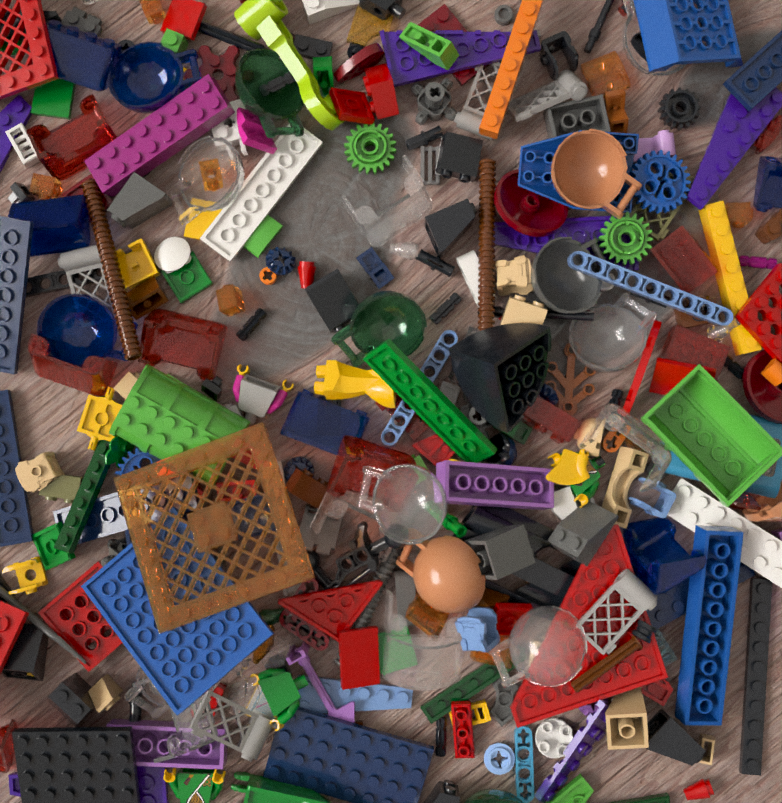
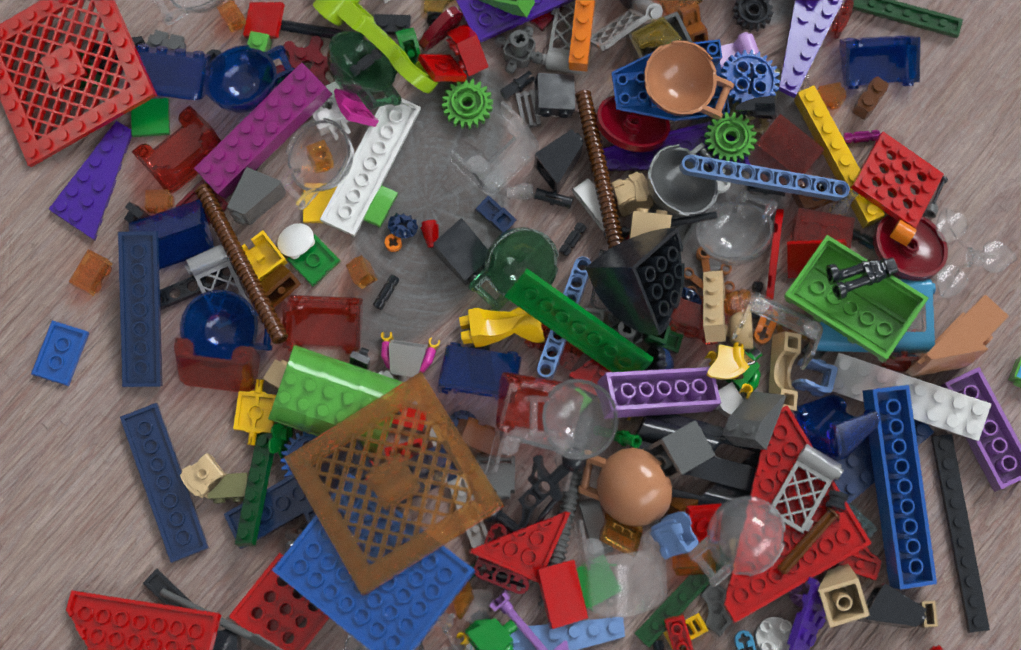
camera: 15 degrees left, 10 degrees down
(21, 569) = (201, 578): yellow piece -> none
(27, 161) = (140, 179): white slope -> none
(45, 543) = (226, 552): green tile -> none
(568, 411) = (713, 306): none -> tan arch
(575, 115) = (656, 34): none -> clear yellow tile
(591, 405) = (735, 301): none -> clear orange brick
(662, 214) = (759, 107): none -> black brick
(735, 414) = (872, 272): none -> black piece

